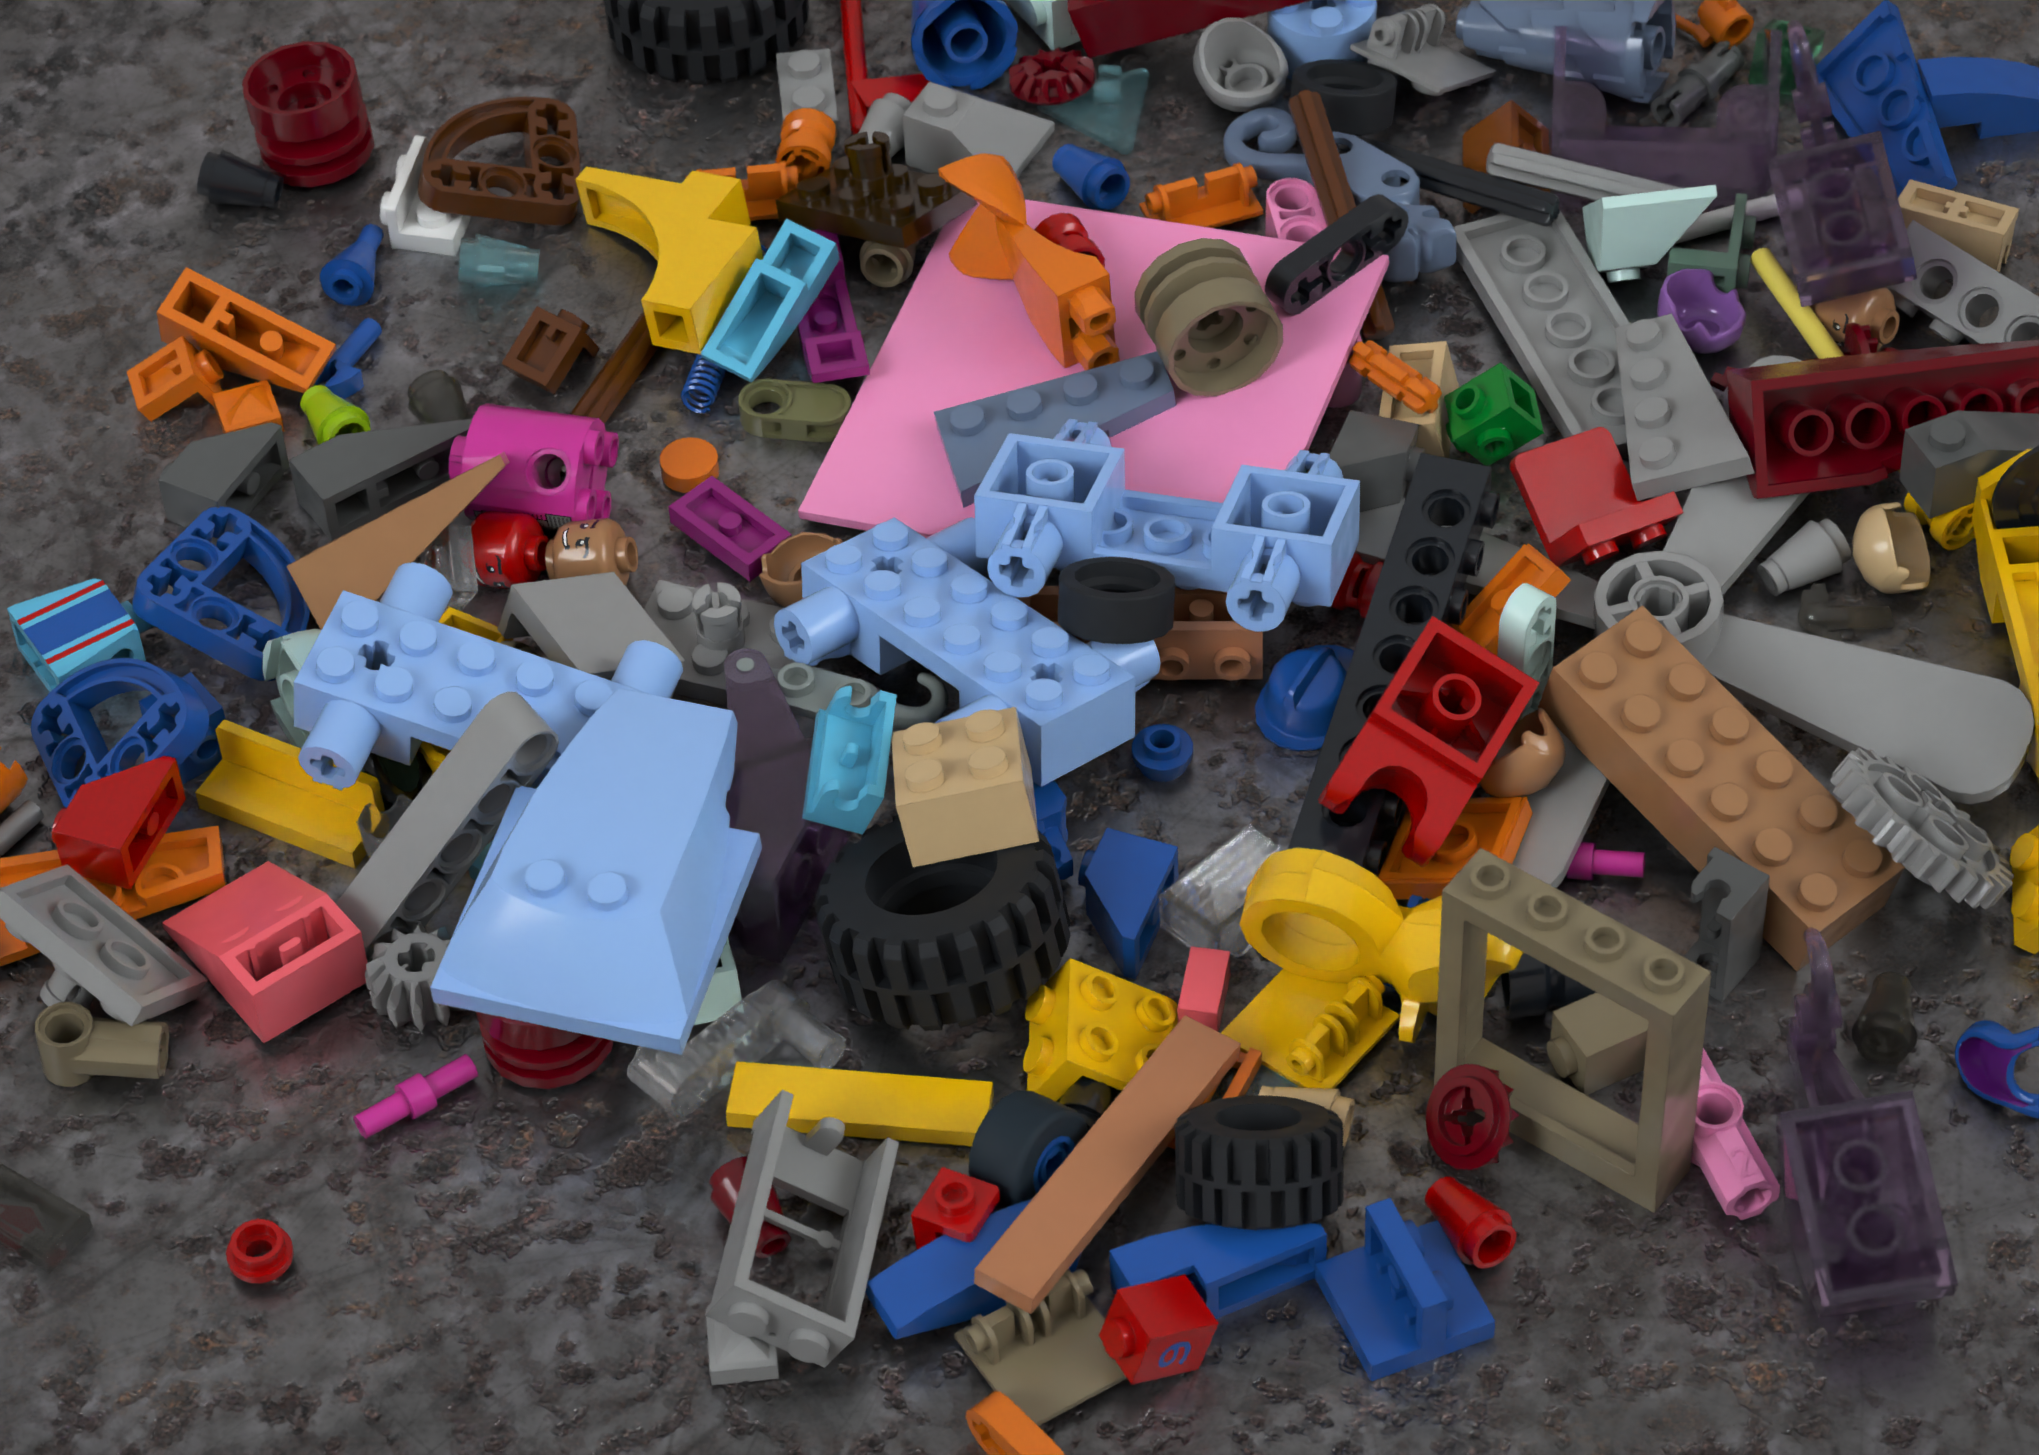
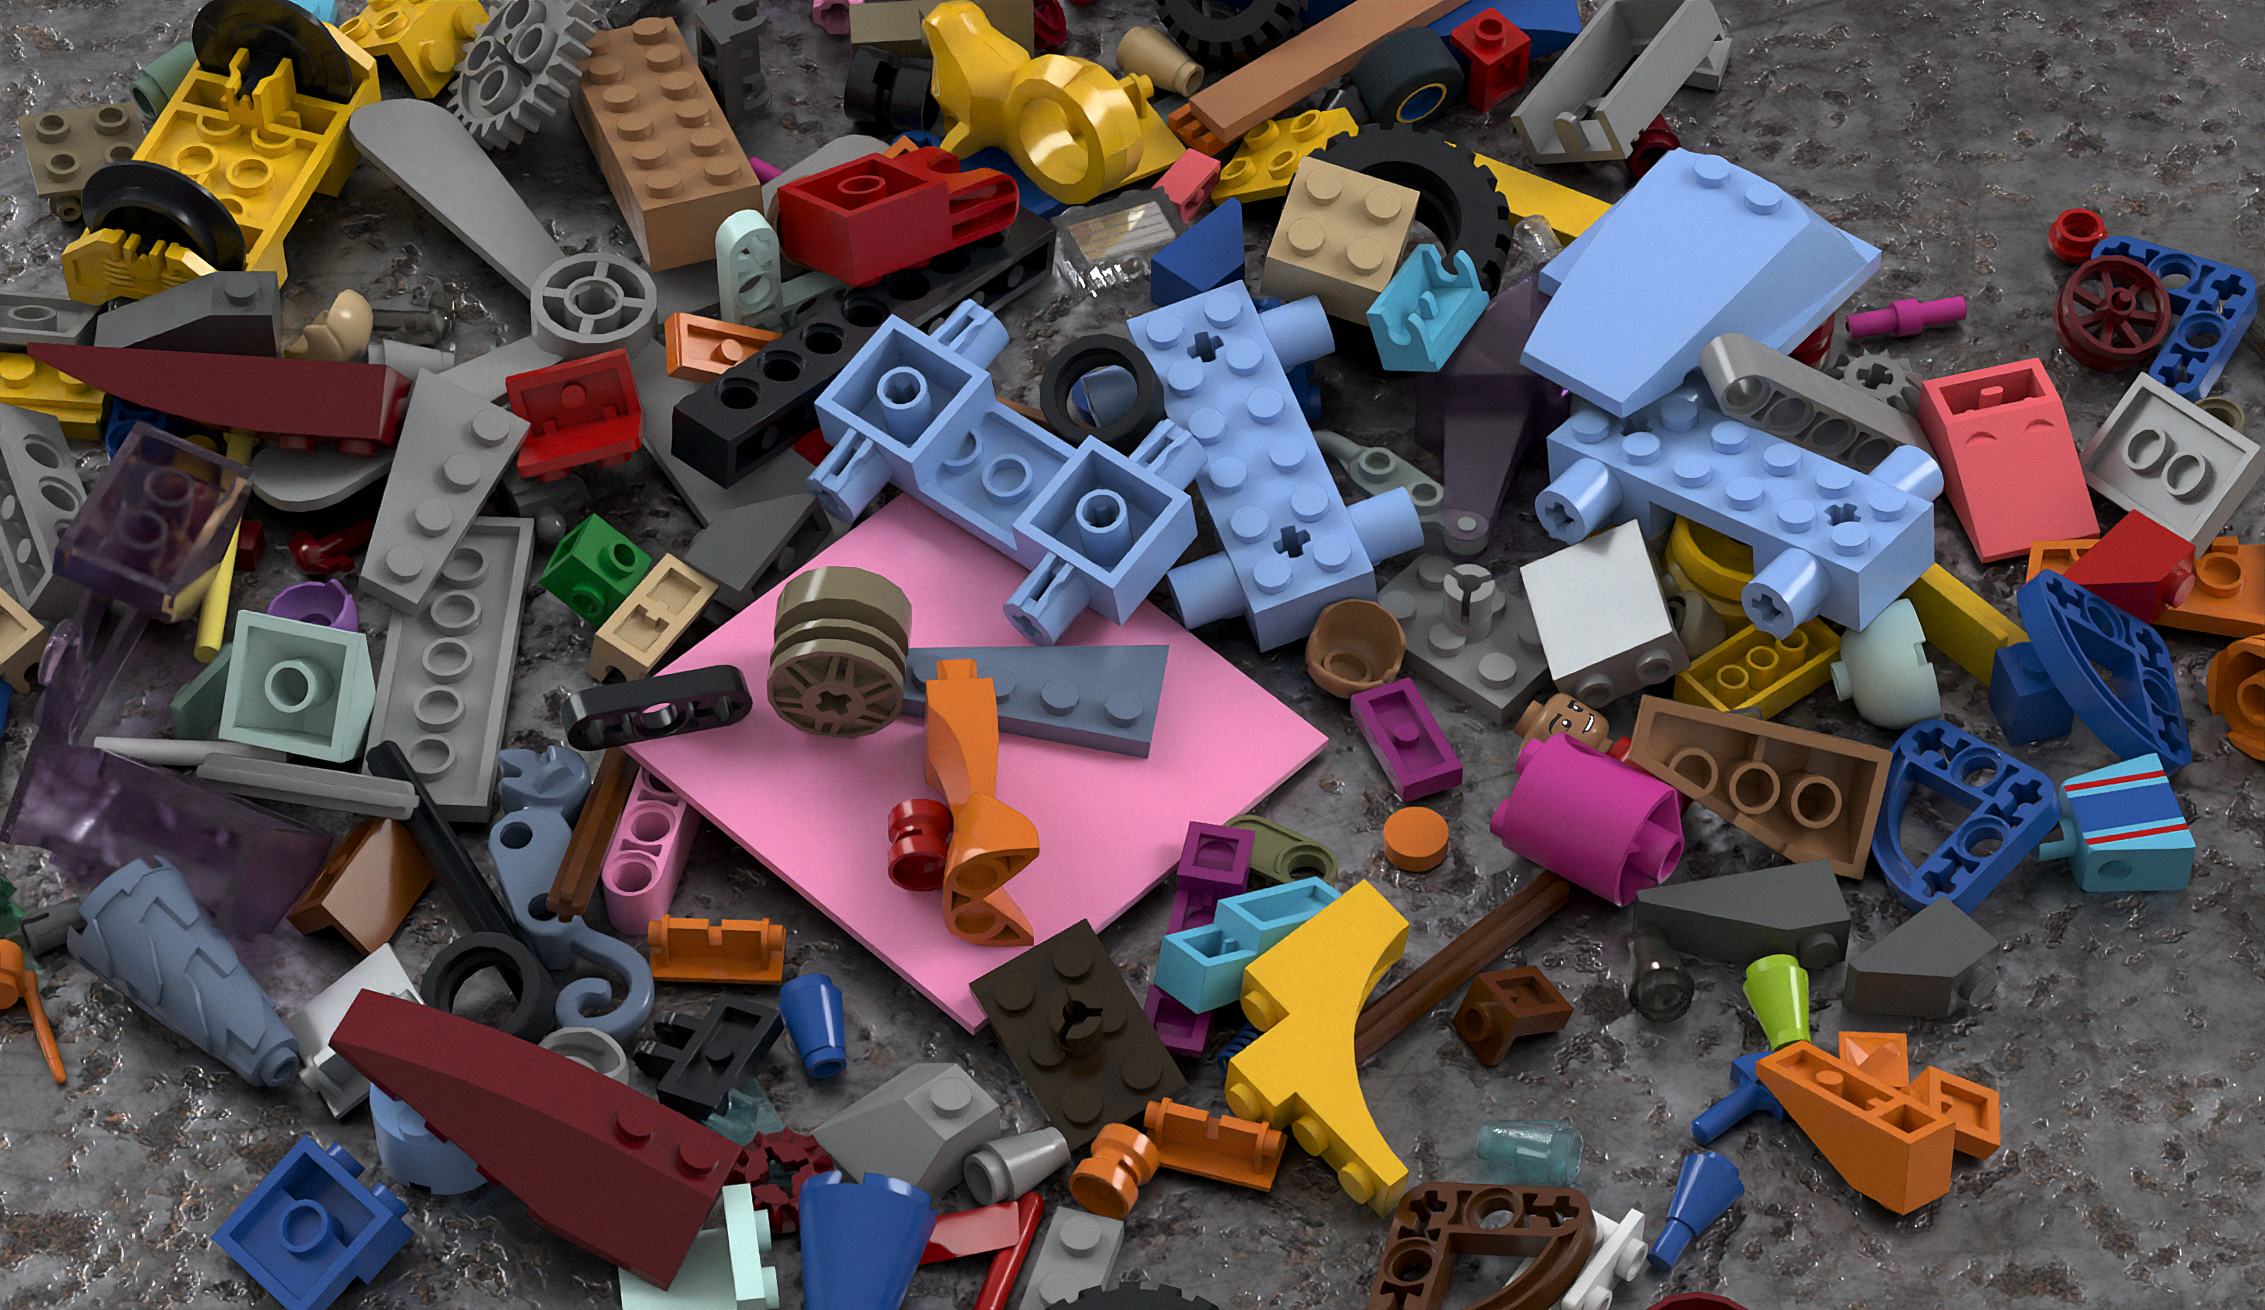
camera: 160 degrees left, 0 degrees up
(113, 1194) = (2199, 309): none -> blue beam
(198, 1136) = (2111, 313): none -> dark red wheel
(1155, 128) = (709, 1054): none -> black hinge
(1395, 377) = (674, 599): orange axle -> none

